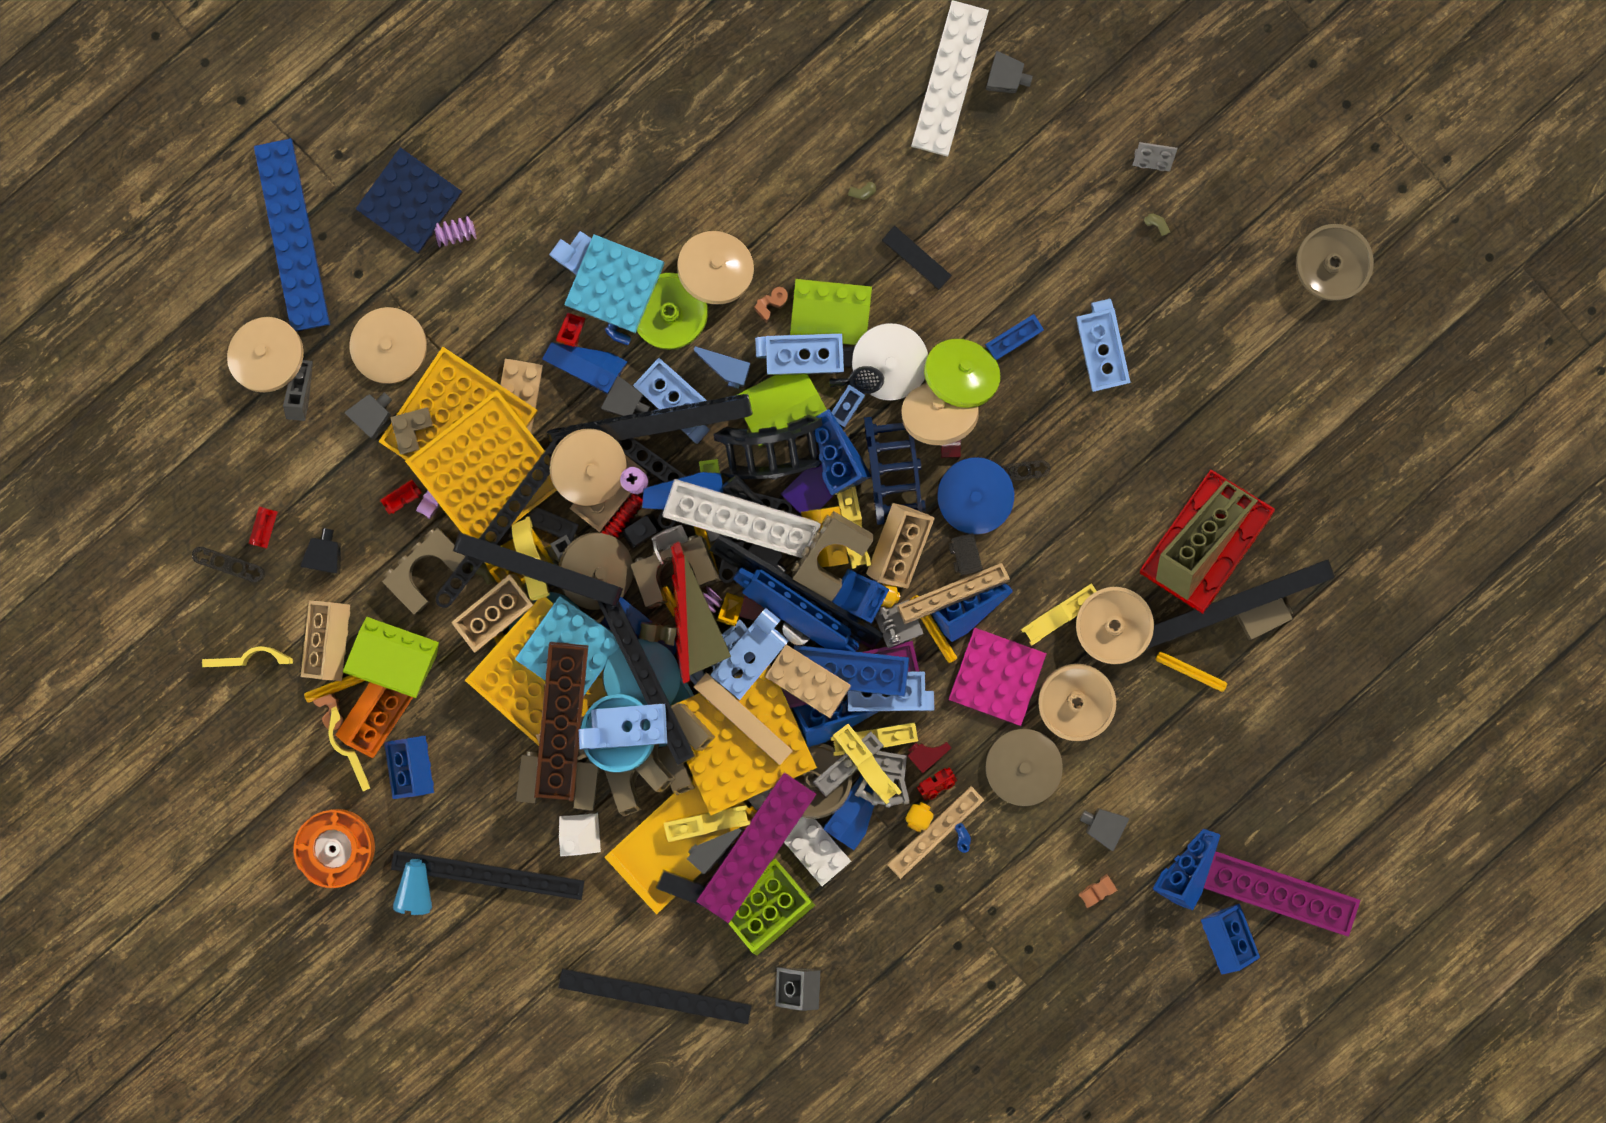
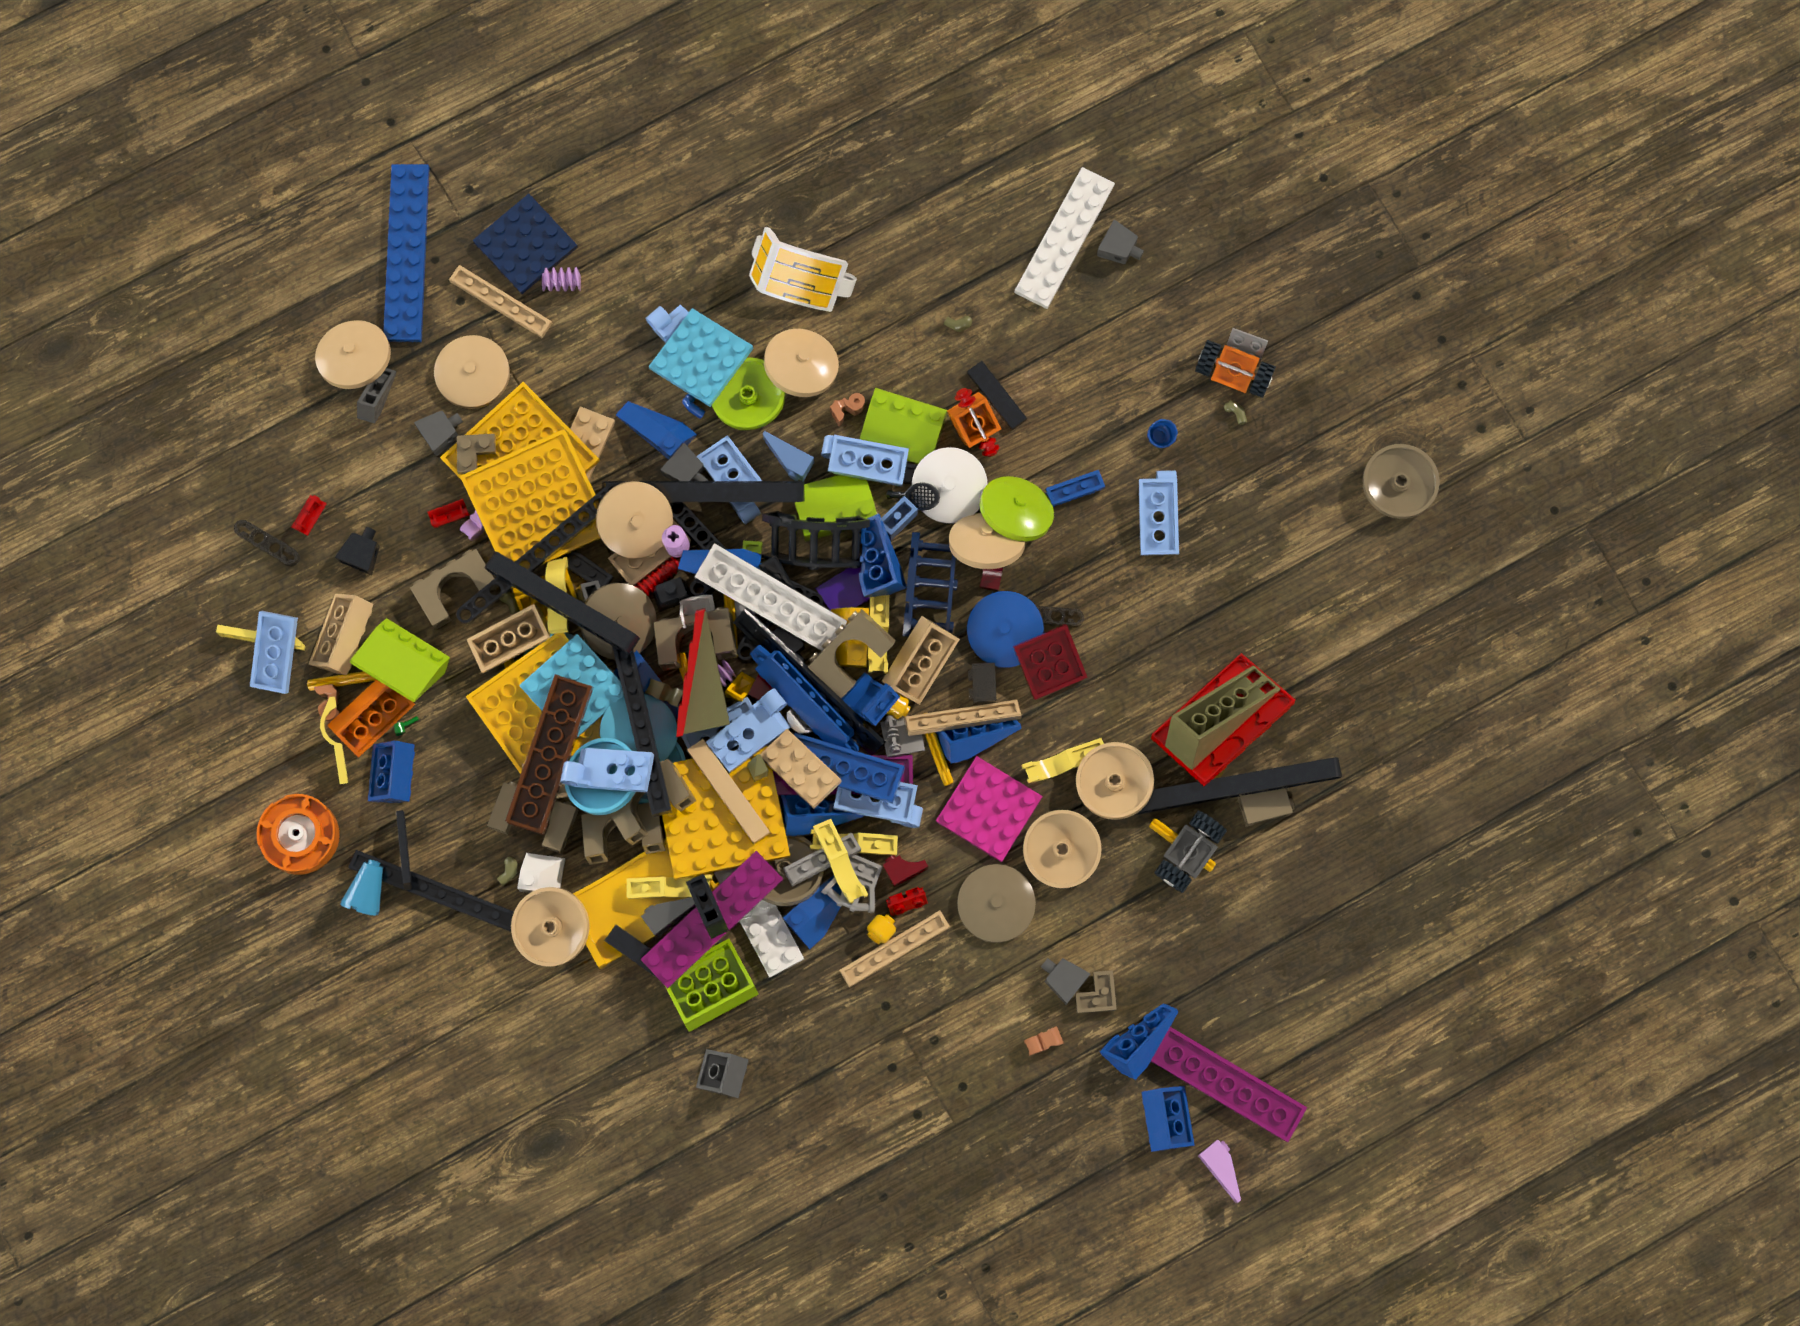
camera: 15 degrees right, 10 degrees down
(264, 675) = (273, 652): none -> light blue plate
(399, 266) = (500, 301): none -> tan tile
(406, 721) = (399, 727): none -> green hand
(441, 841) = (404, 852): none -> black tile
(548, 838) = (510, 870): none -> olive arm
(571, 330) = (649, 392): red slope -> none
(601, 886) = (550, 926): none -> tan dish
(655, 996) = (578, 1051): black plate -> none
(691, 178) = (798, 274): none -> panel
(750, 838) = (707, 906): none -> black slope
(766, 690) = (757, 768): none -> olive slope
(902, 292) = (975, 421): none -> orange brick
(963, 838) = (921, 960): blue arm -> none
(1027, 519) = (1050, 661): none -> dark red plate
(1089, 263) = (1162, 433): none -> blue hair
(1145, 836) = (1102, 999): none -> dark tan plate
(1148, 181) = (1235, 368): none -> plate
(1201, 679) = (1190, 851): none -> plate
(1289, 972) = (1220, 1165): none -> lavender slope

